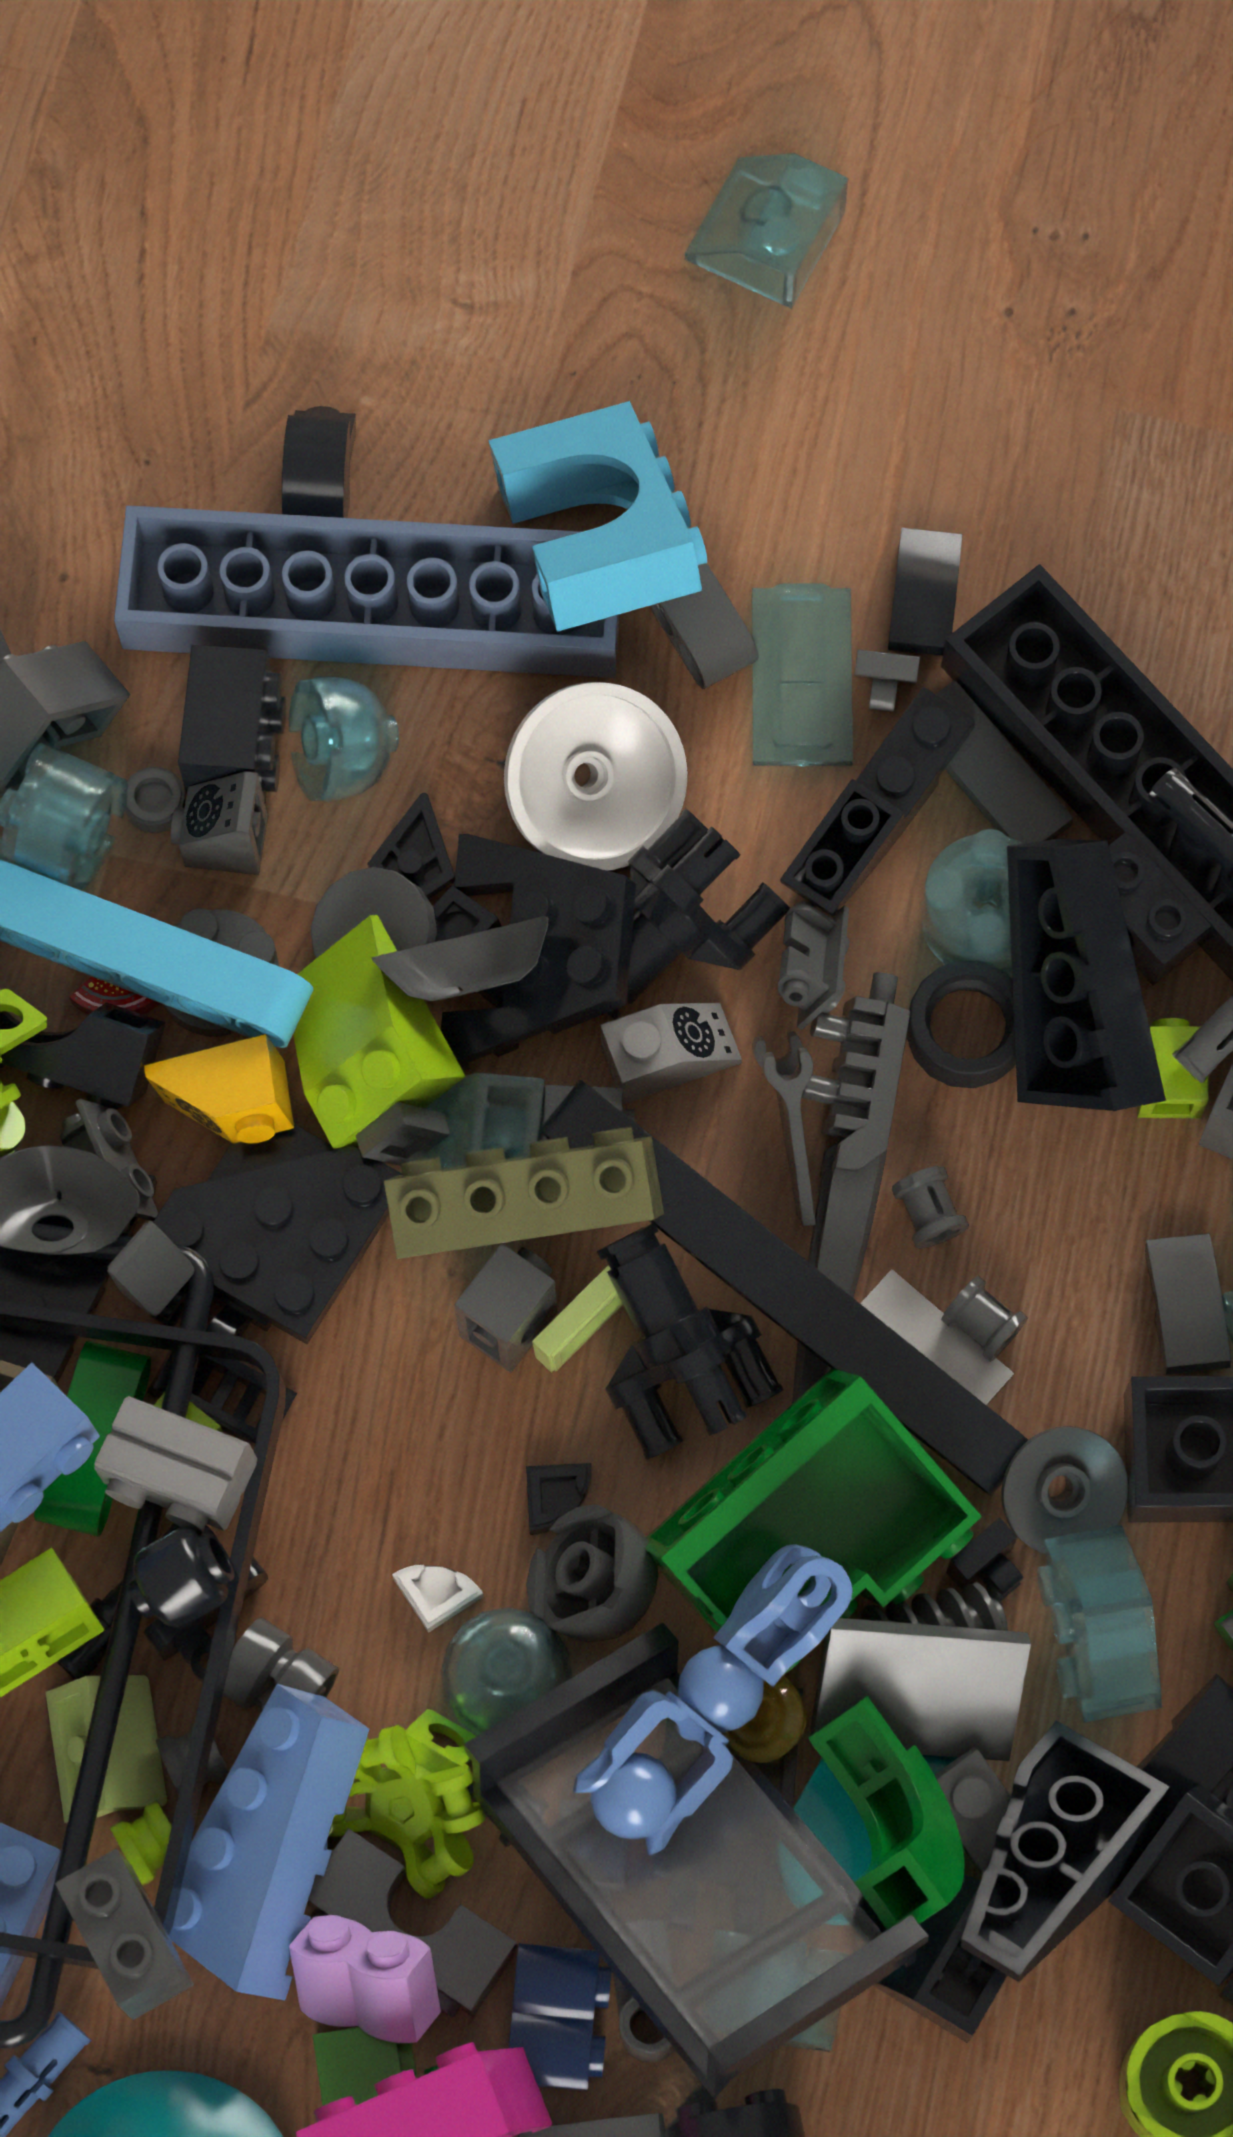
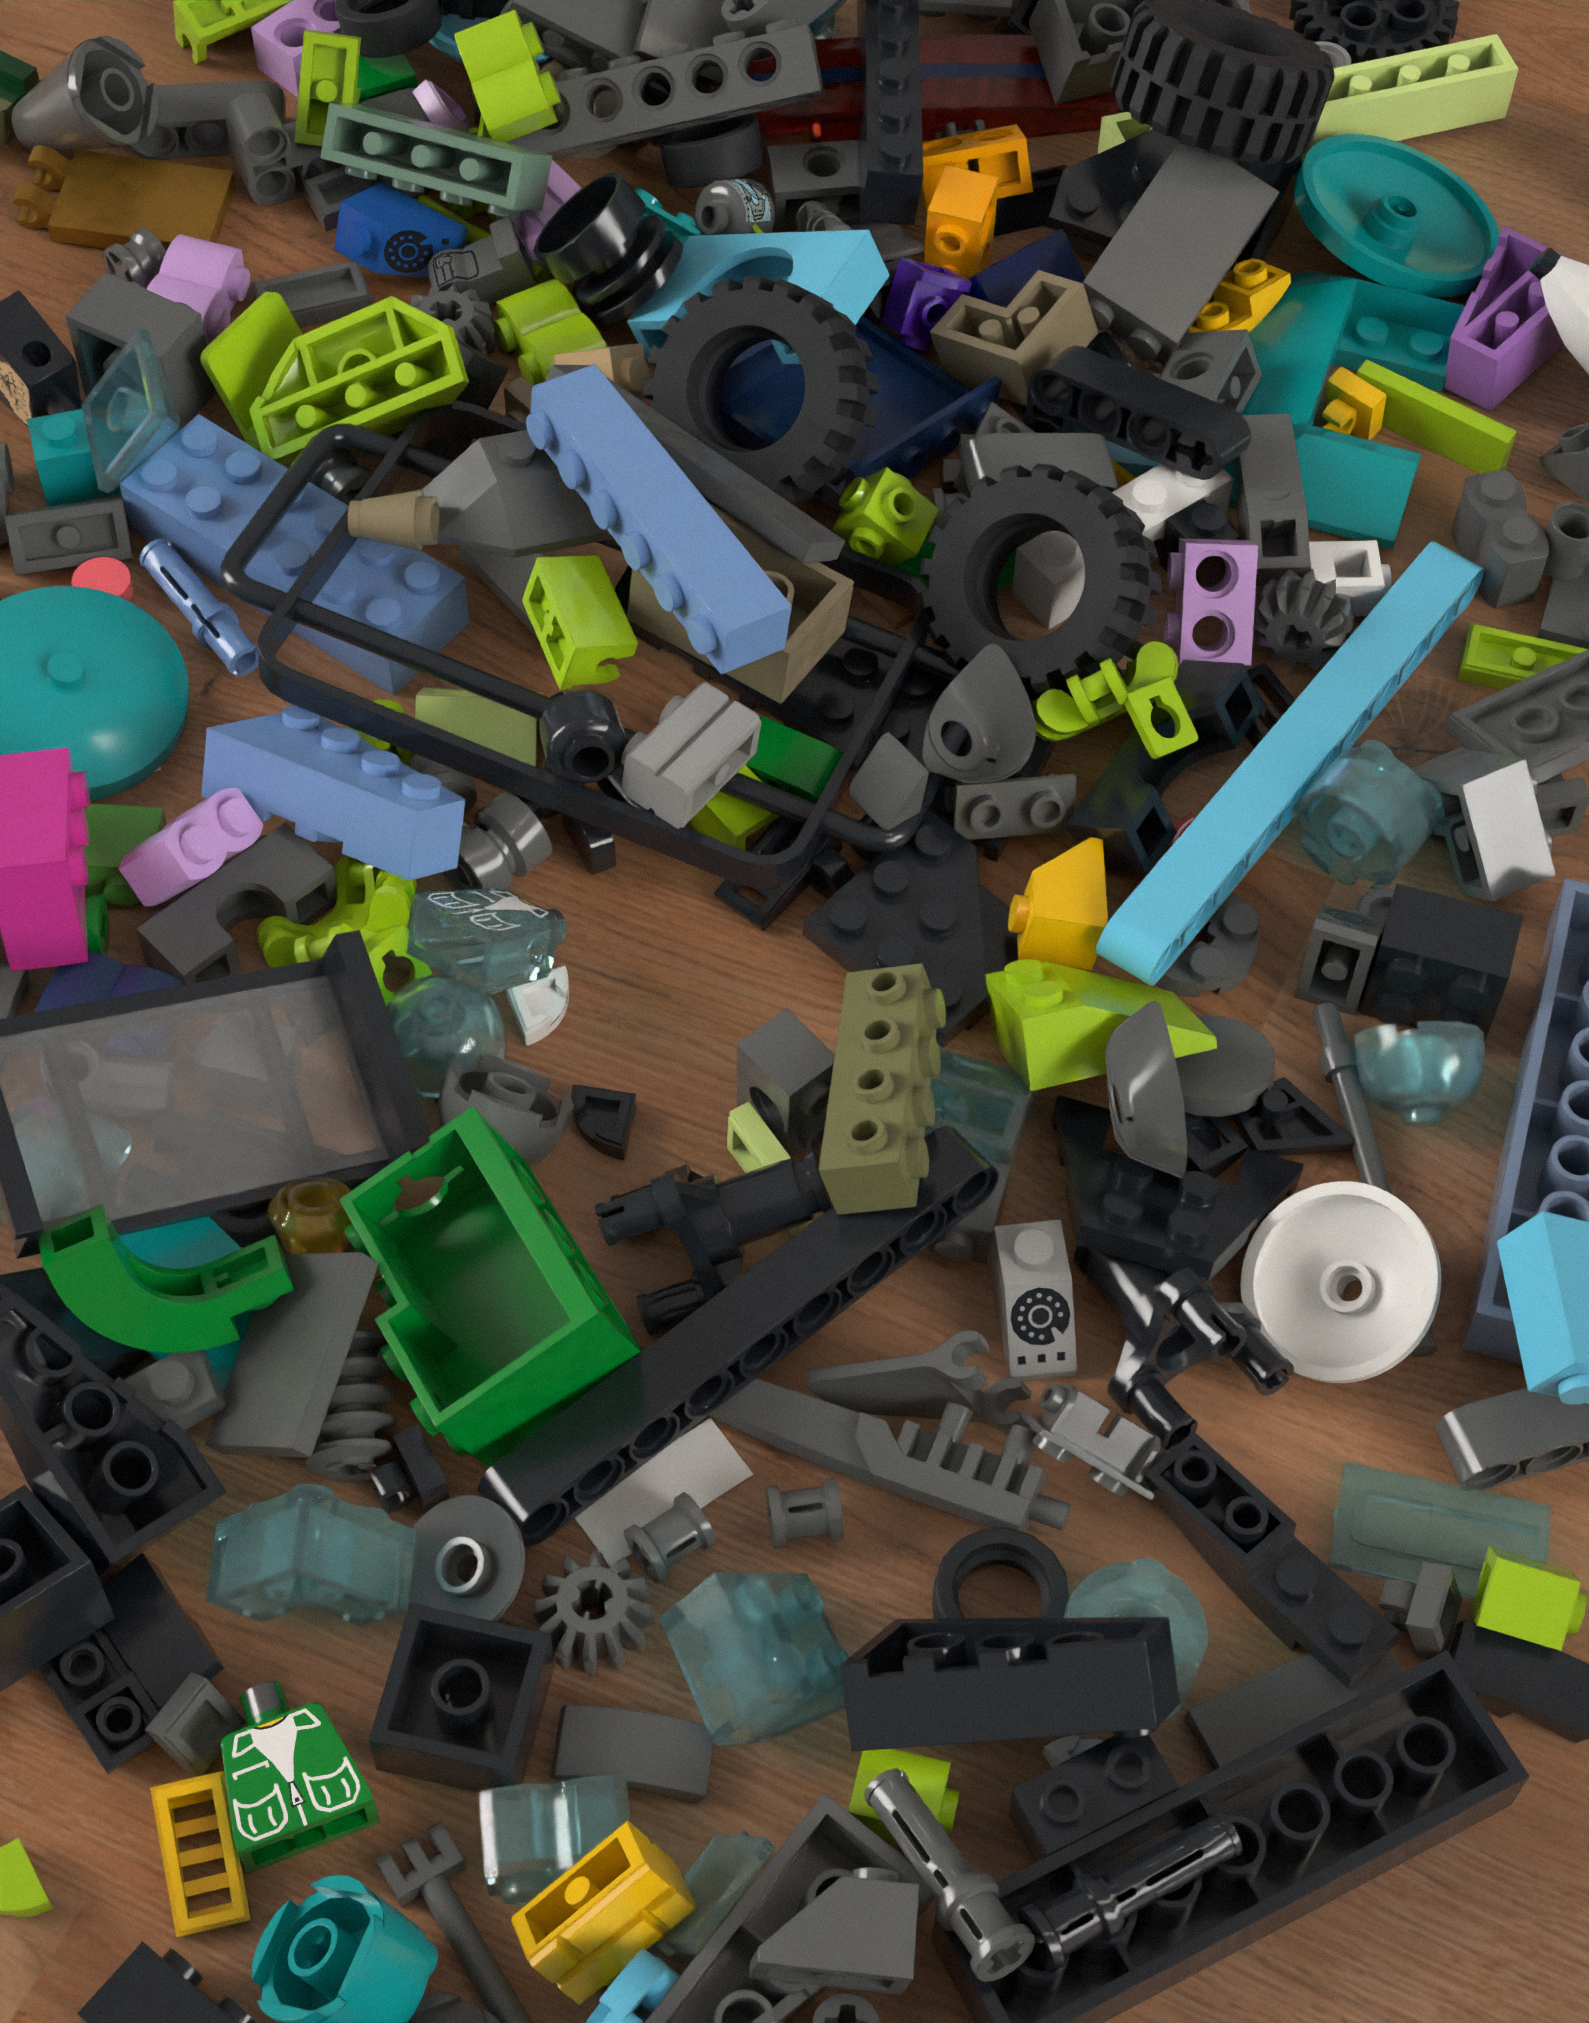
camera: 100 degrees right, 15 degrees down
(124, 1934) = (271, 624): dark grey brick -> none
(339, 816) = (1340, 1069): none -> dark grey bar
(399, 1646) = (485, 937): none -> clear light blue torso
(402, 1134) = (984, 1032): dark grey tile -> none
(716, 1694) = (328, 1131): medium blue piece -> none
(860, 592) = (1528, 1599): none -> lime brick
(1072, 1344) = (599, 1587): none -> dark grey gear
(1076, 1213) = (757, 1654): none -> clear light blue slope

